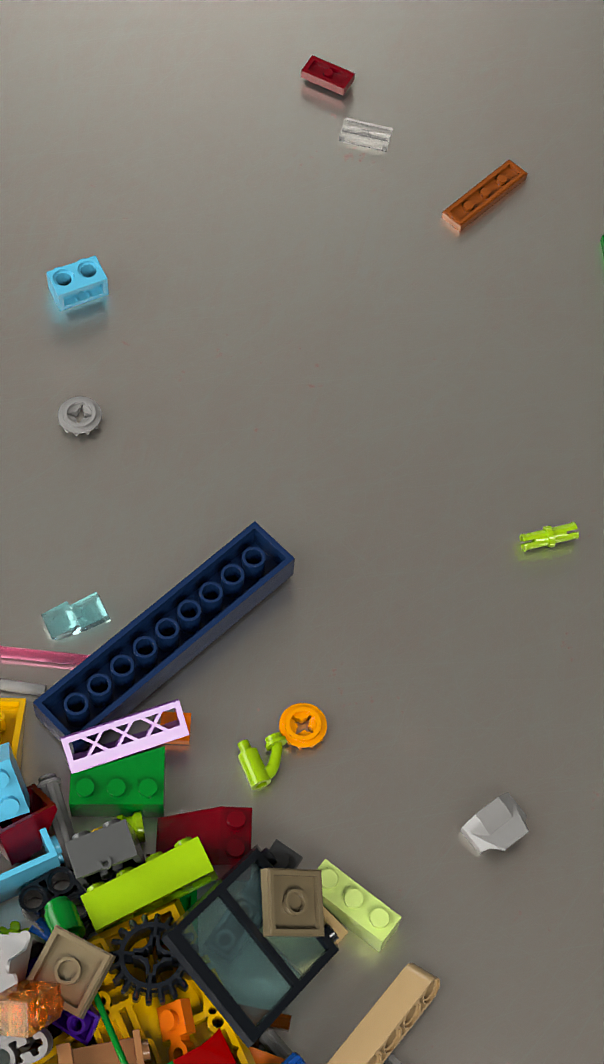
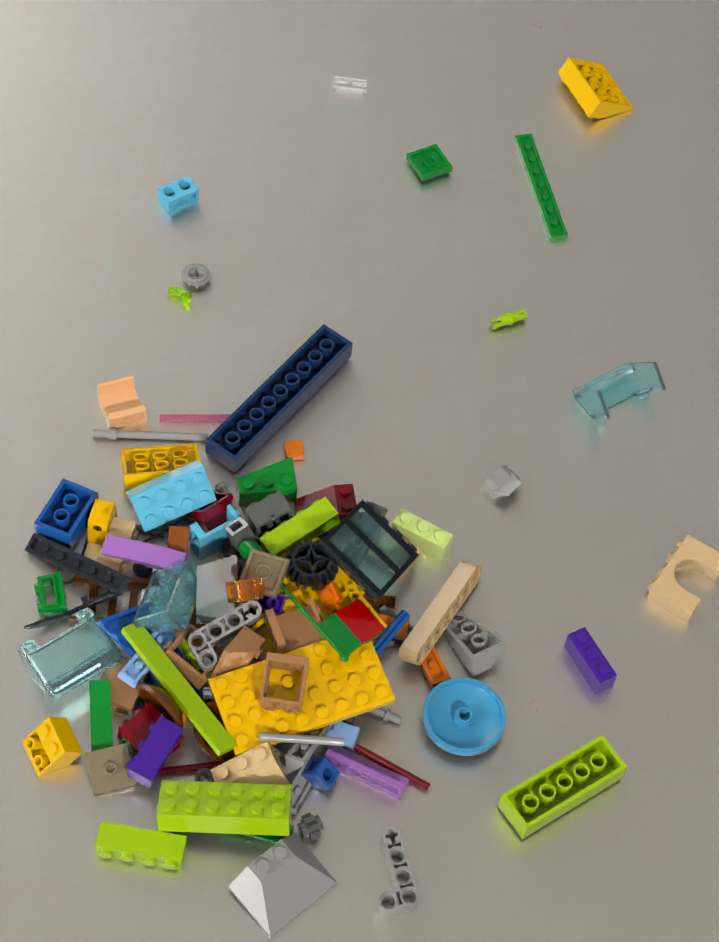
camera: 10 degrees left, 5 degrees down
(50, 880) = (238, 532): none -> flat silver brick
(51, 441) = (180, 292): none -> clear neon green arm
(75, 618) = (218, 394): clear light blue slope -> none
(128, 745) = (266, 460): fence -> none
(252, 764) = (345, 464): lime plant -> none
(292, 902) = (388, 526): dark tan plate -> none
(300, 713) = (369, 435): light orange gear -> none
(327, 75) = (318, 49): dark red plate -> none
(464, 266) = (429, 162): none -> green plate
(484, 195) = (434, 117): dark orange tile -> none

